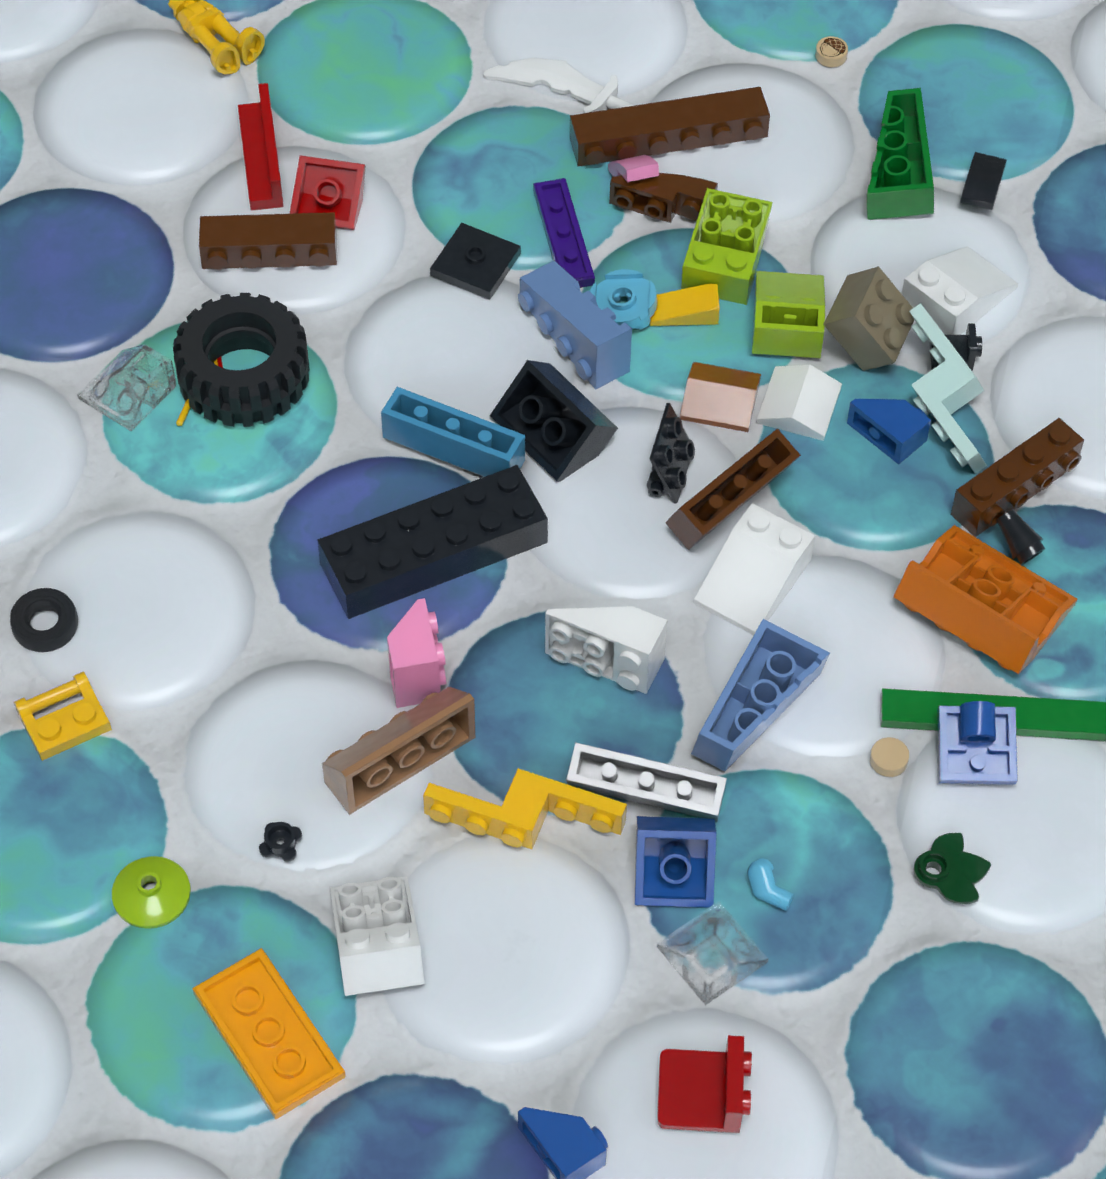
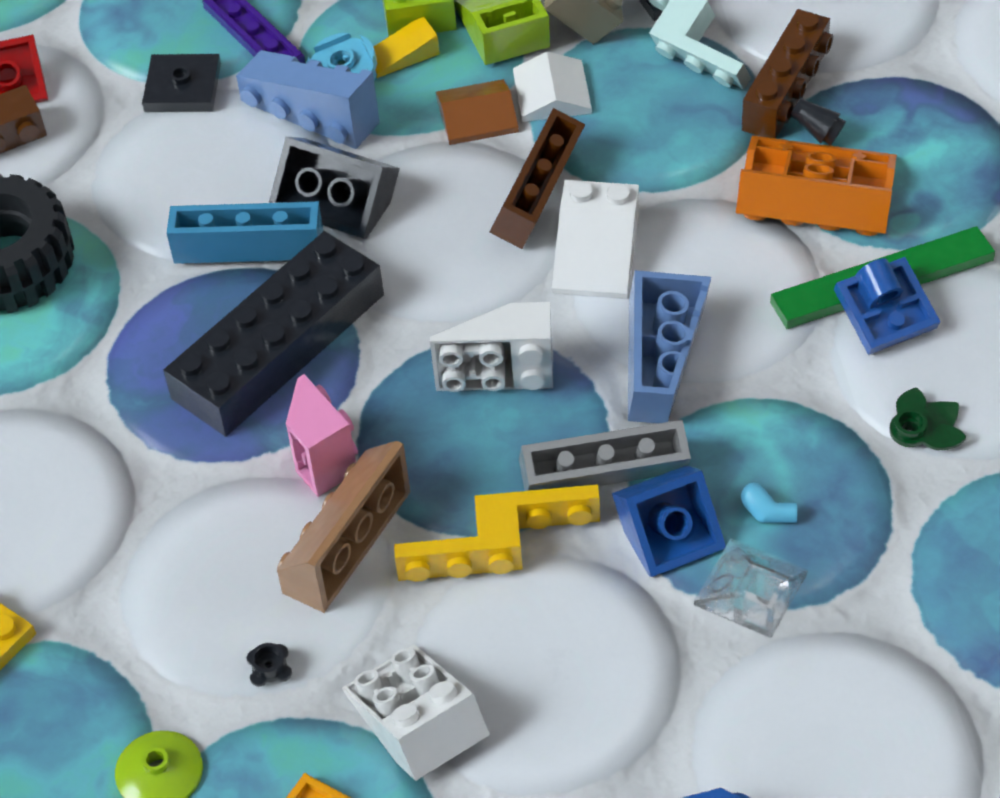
camera: 20 degrees left, 5 degrees down
(670, 457) = (462, 175): black hinge -> none
(704, 1088) = (819, 710): red bracket -> none
(889, 757) = (811, 350): tan tile -> none
(890, 425) = (646, 75): blue slope -> none

